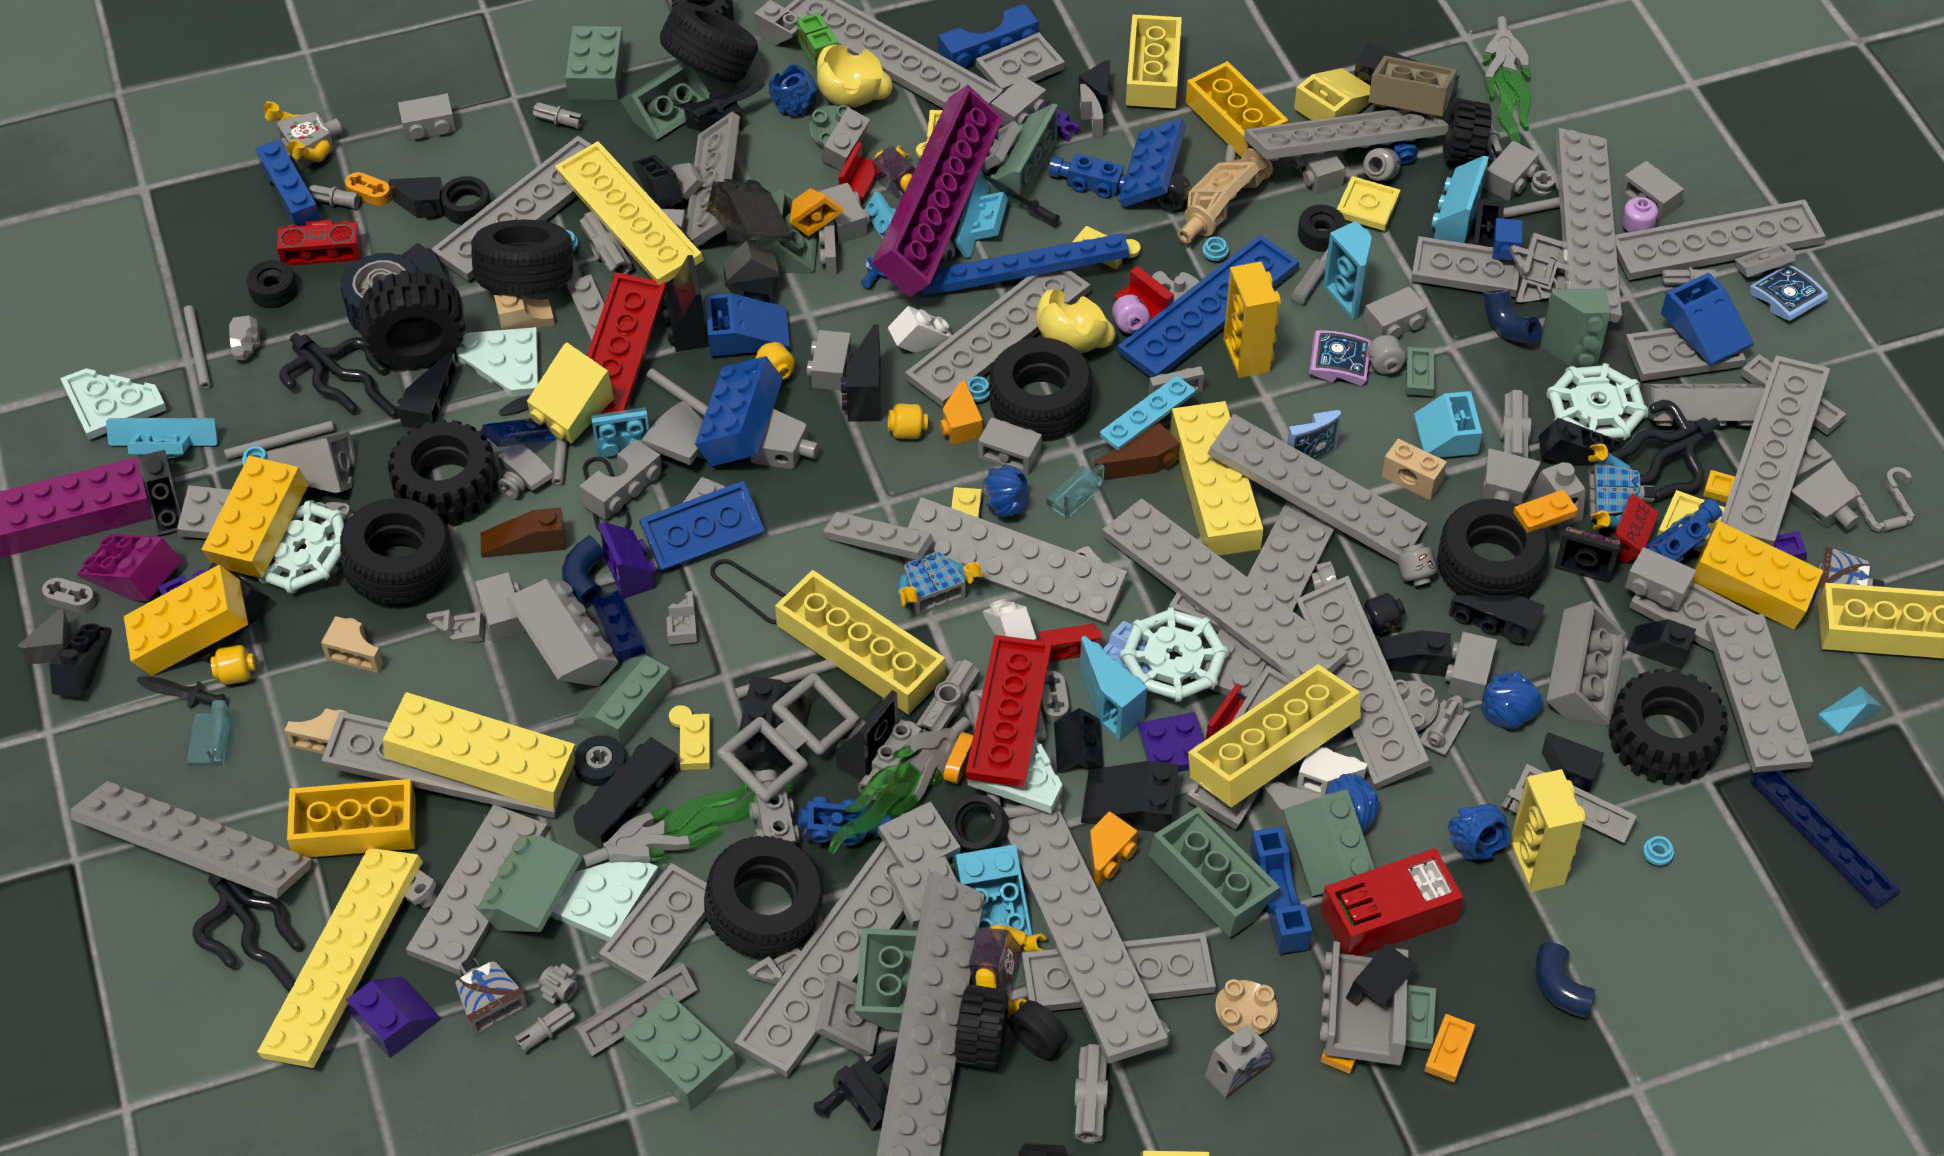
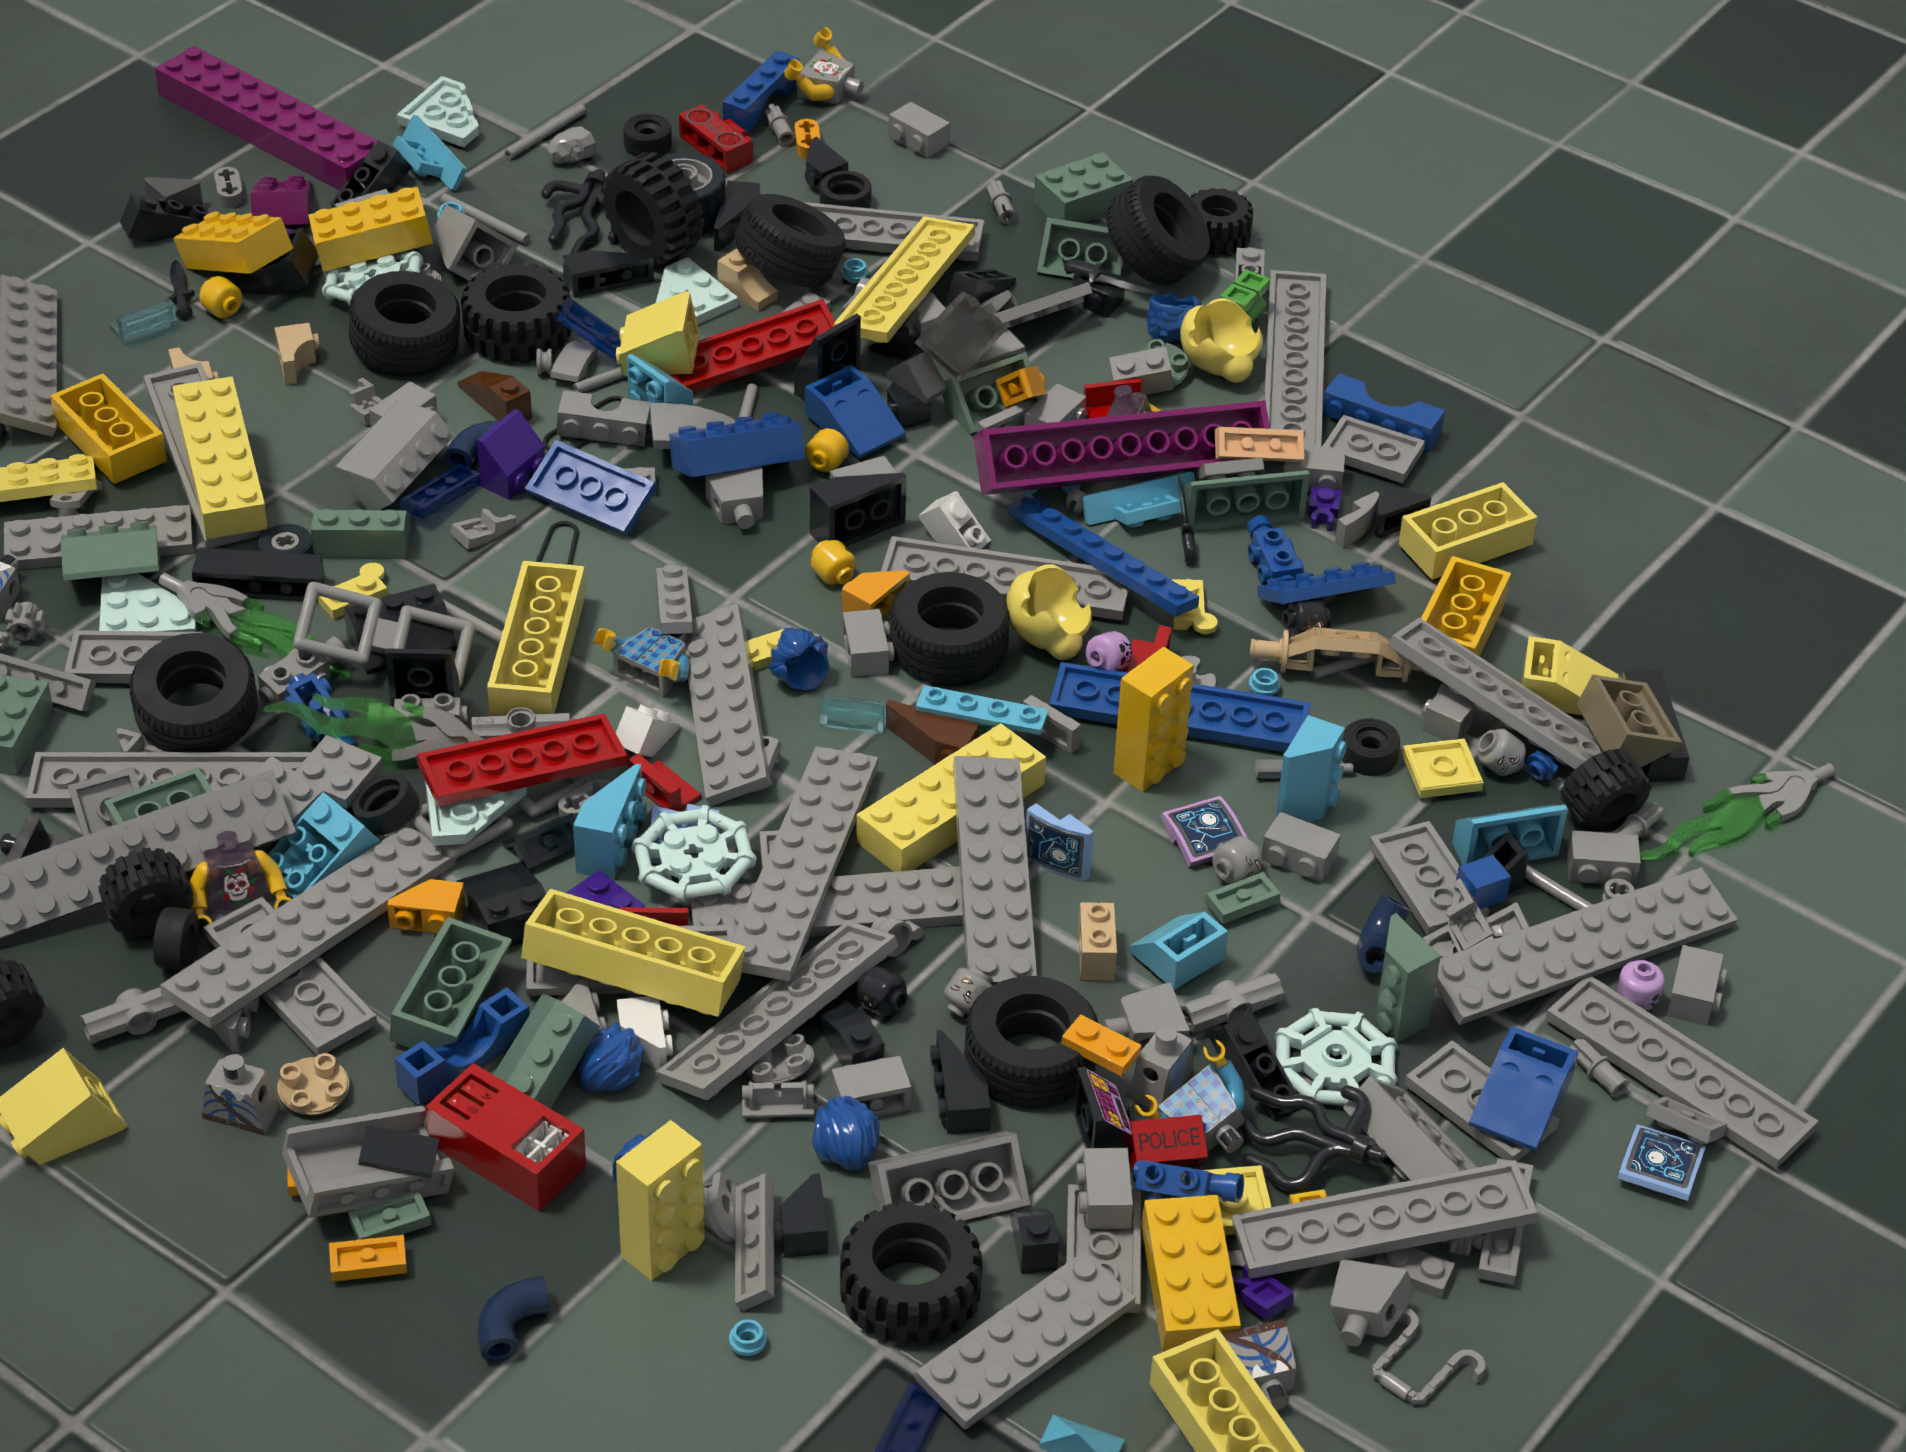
camera: 55 degrees right, 10 degrees down
(997, 115) = (1258, 443): none -> light nougat plate

